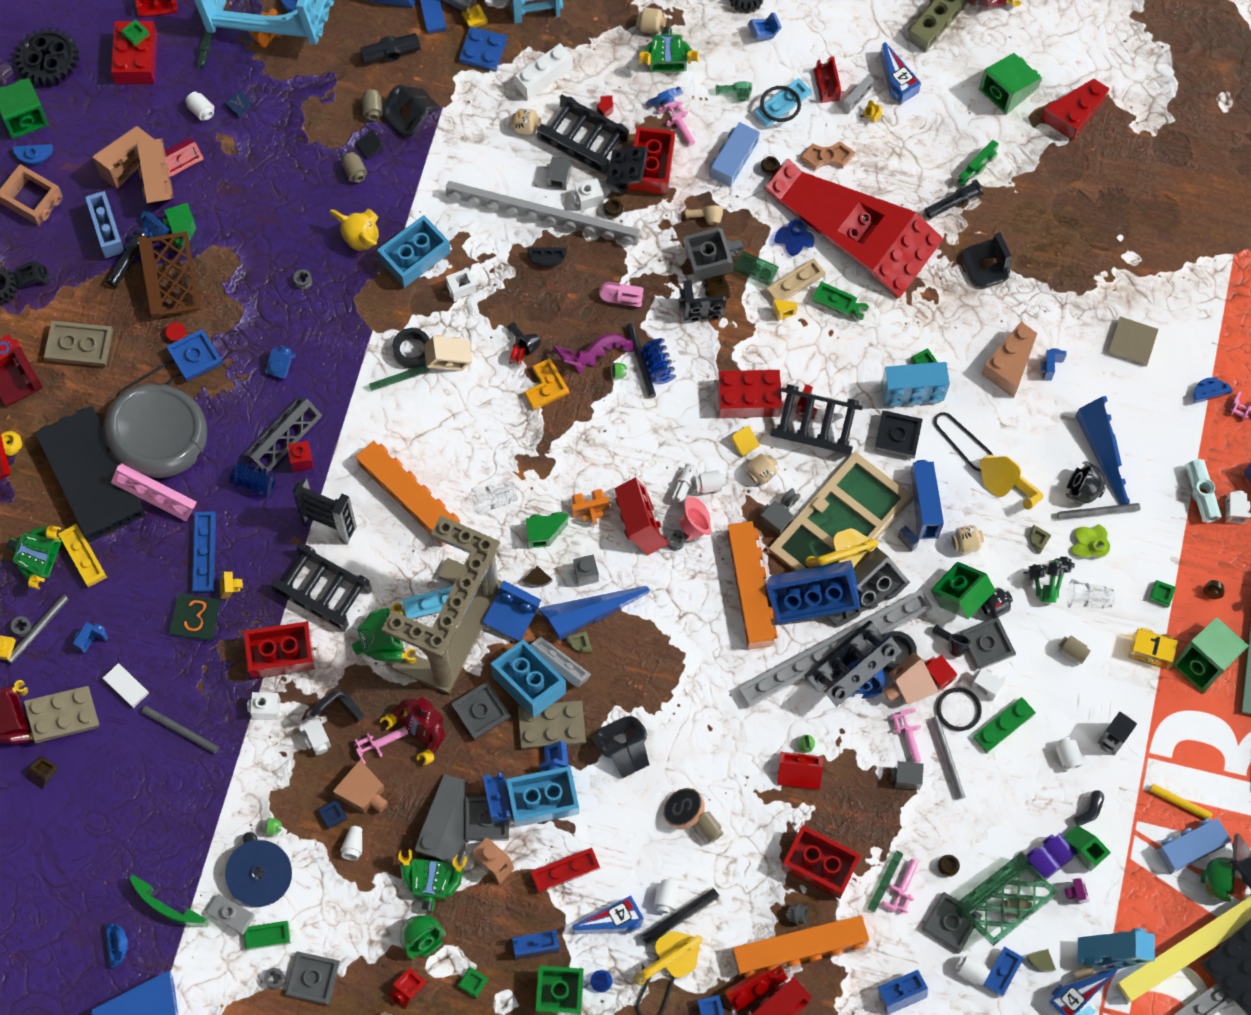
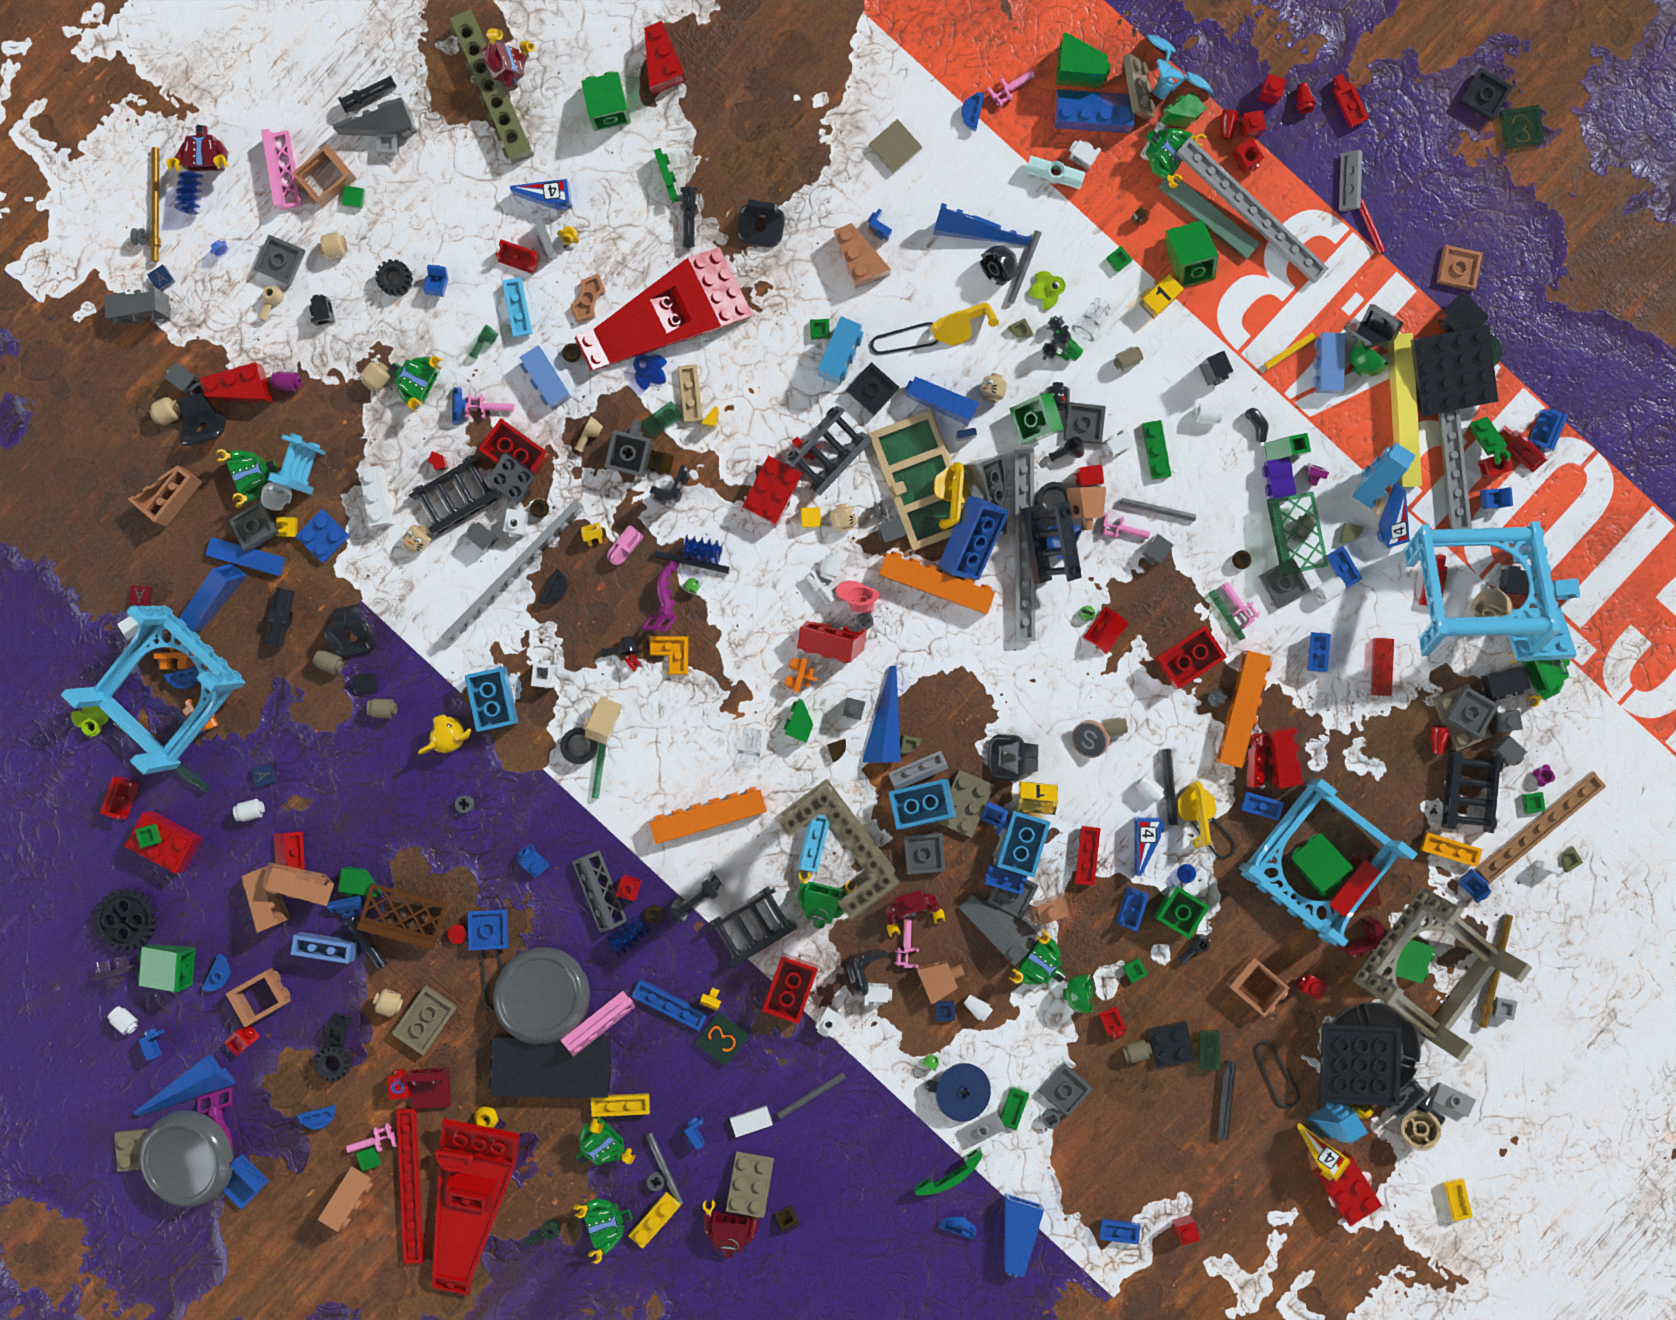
camera: 60 degrees left, 20 degrees up
(79, 303) = (387, 1002): none -> tan head
(284, 493) = (653, 914): none -> dark brown plate
(512, 611) = (857, 787): blue bracket -> none
(595, 787) = (1037, 798): none -> brick
(617, 260) = (591, 532): none -> yellow tile
(780, 119) = (519, 328): black tyre -> none
(838, 301) = (728, 368): green plate -> none
(970, 693) = (1127, 494): black tyre -> none

